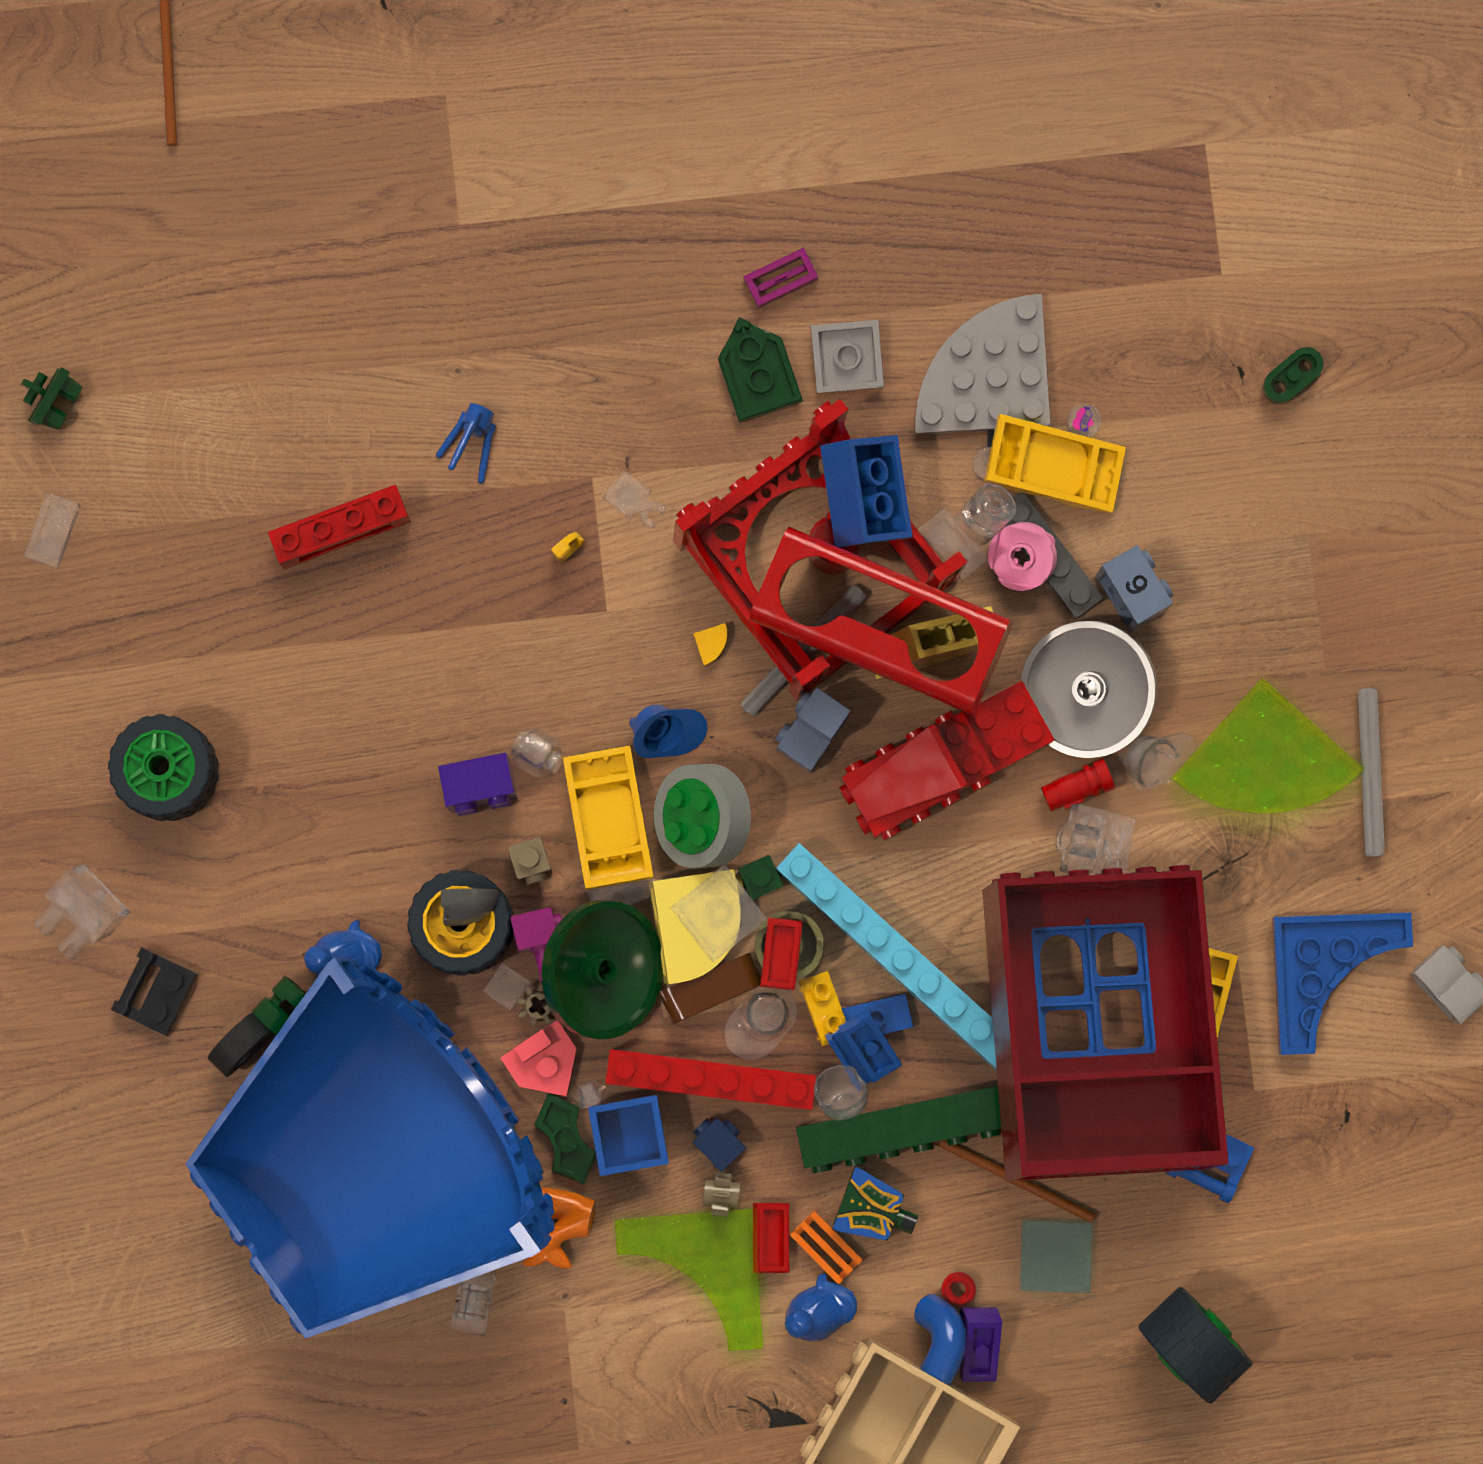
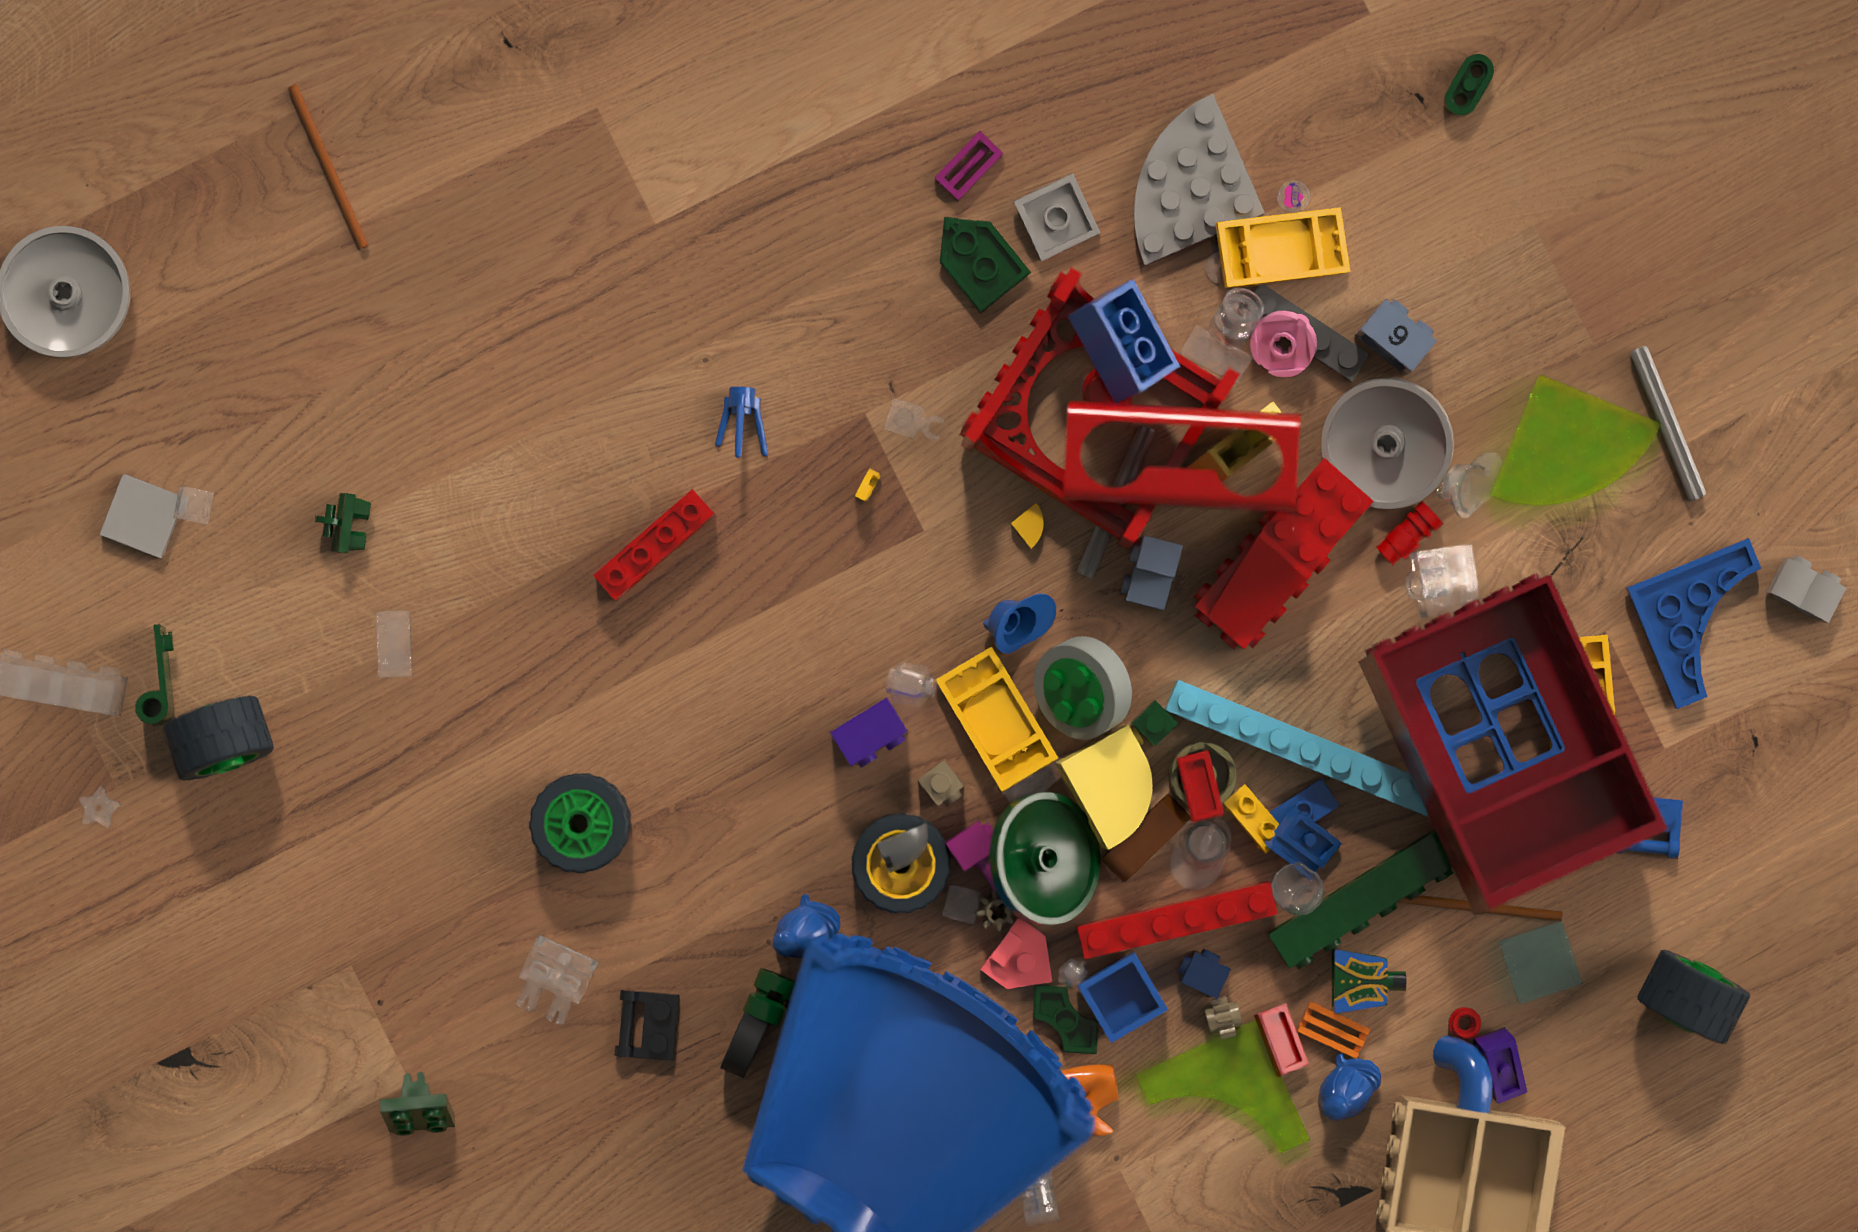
camera: 25 degrees left, 5 degrees up
(718, 913) = (1129, 770): clear plate -> none

